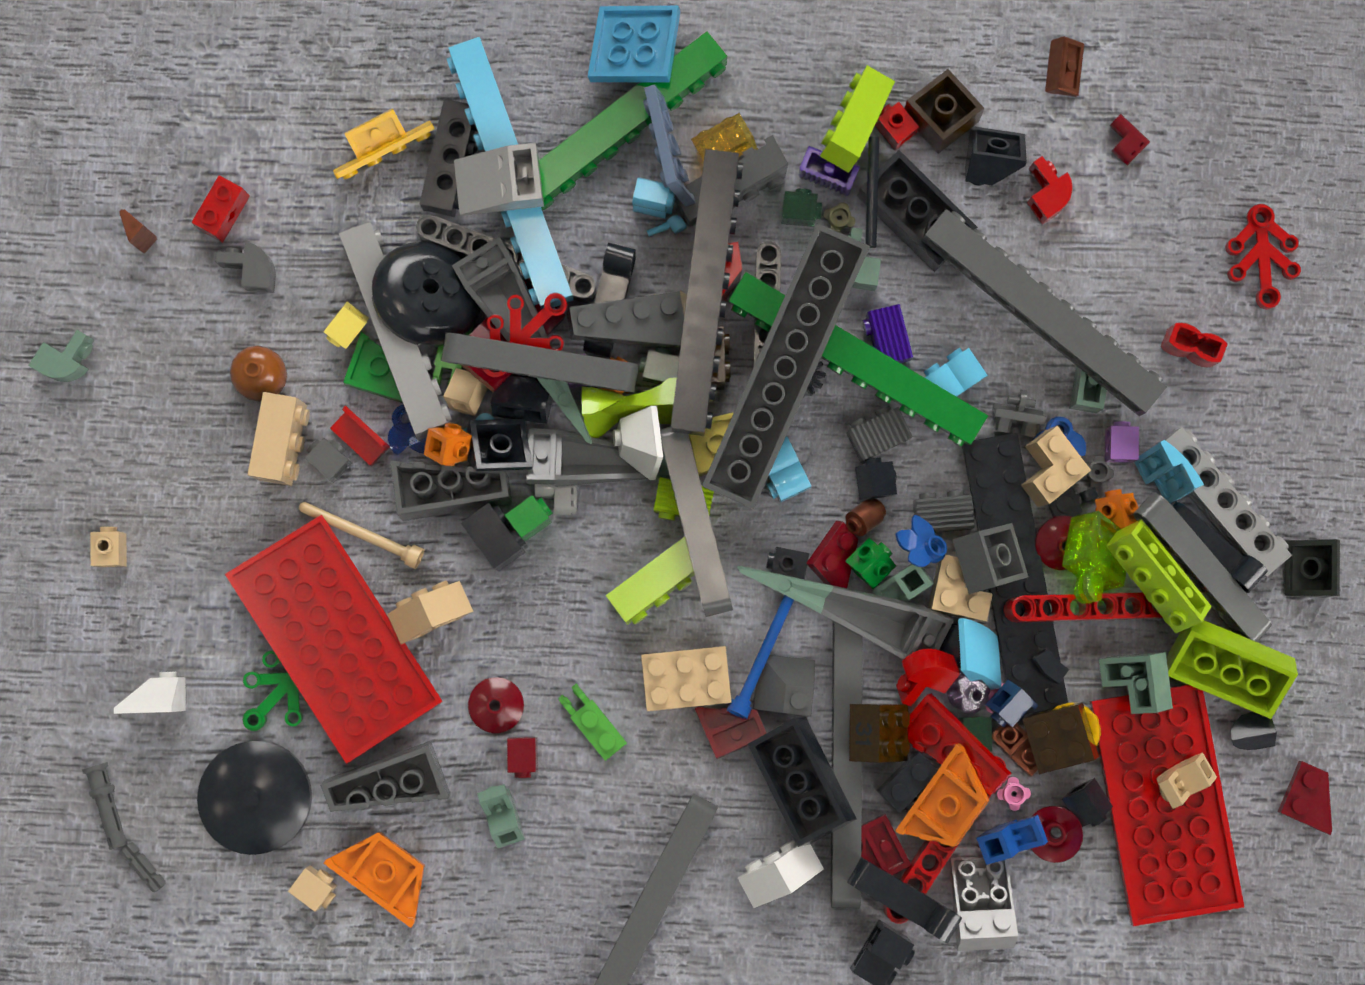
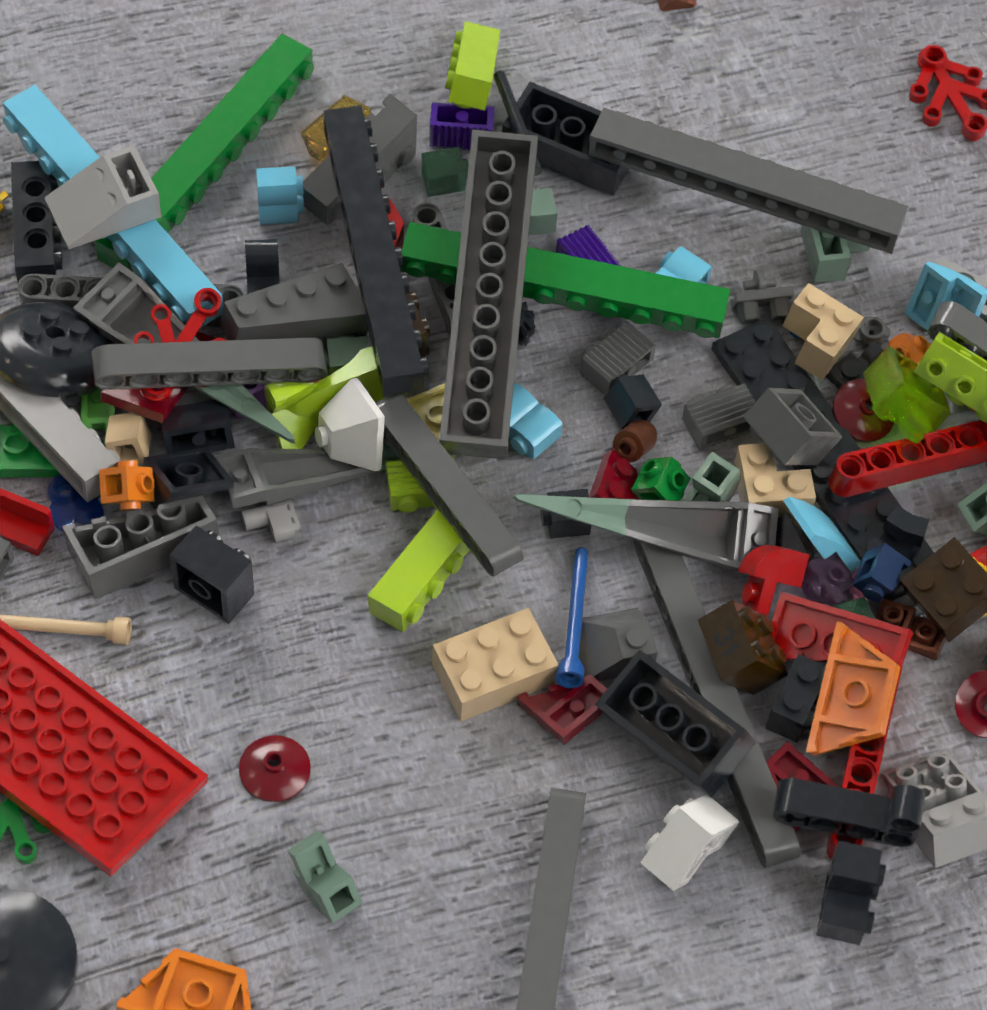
camera: 20 degrees left, 25 degrees down
(398, 778) = (173, 879): dark grey wedge -> none
(429, 610) = (158, 674): tan brick -> none
(522, 756) = (327, 806): dark red brick -> none
(529, 517) = (253, 533): green brick -> none
(594, 724) = (401, 751): bright green hinge -> none
(634, 44) = (206, 64): dark azure plate -> none
(673, 173) = (279, 135): sand blue wing -> none
(675, 223) = (310, 221): medium azure hand -> none
(896, 125) = (519, 68): red brick -> none
(921, 543) = (710, 436): blue plate -> none
(944, 110) = (561, 43): dark brown brick -> none
(993, 155) = (630, 74): black slope -> none
(1010, 838) = (942, 725): blue brick -> none
(1021, 793) = (925, 671): bright pink plate -> none
(1055, 190) = (705, 89): red brick -> none
(1122, 443) = (885, 296): medium lavender brick -> none
(1132, 142) = (769, 28): dark red piece -> none
(1198, 347) = (918, 182): red brick -> none

